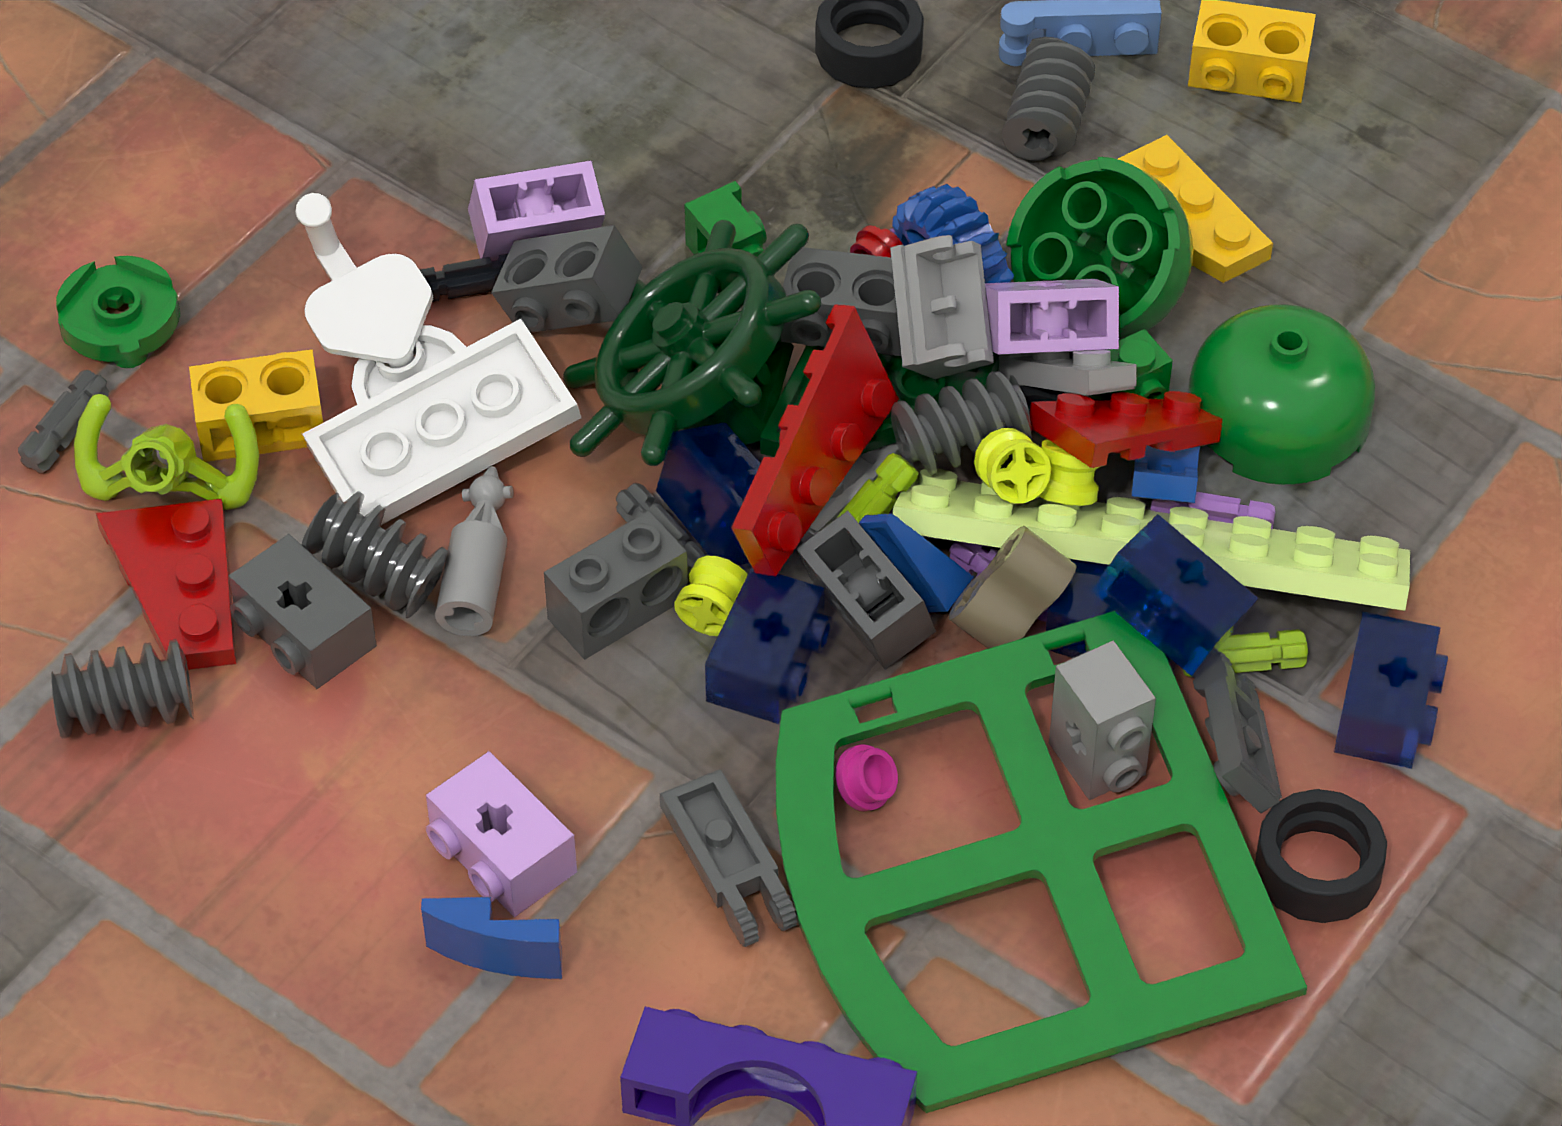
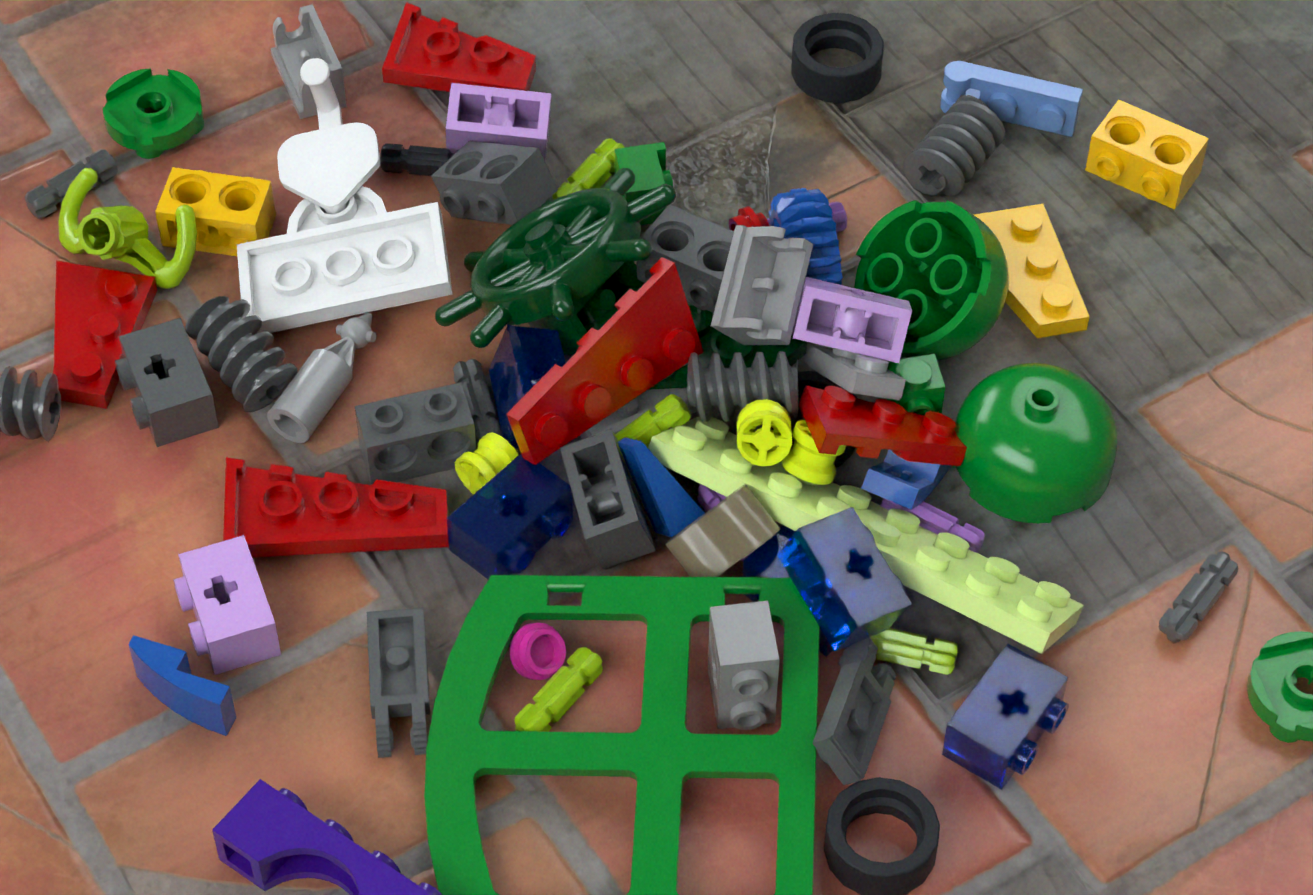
camera: 20 degrees right, 0 degrees up
(264, 202) = (297, 47): none -> light grey hinge
(436, 157) = (438, 54): none -> red wing
(558, 701) = (328, 515): none -> red wing
(661, 236) = (592, 171): none -> lime axle
(908, 813) = (560, 692): none -> lime axle
(1520, 505) = (1198, 597): none -> dark grey axle

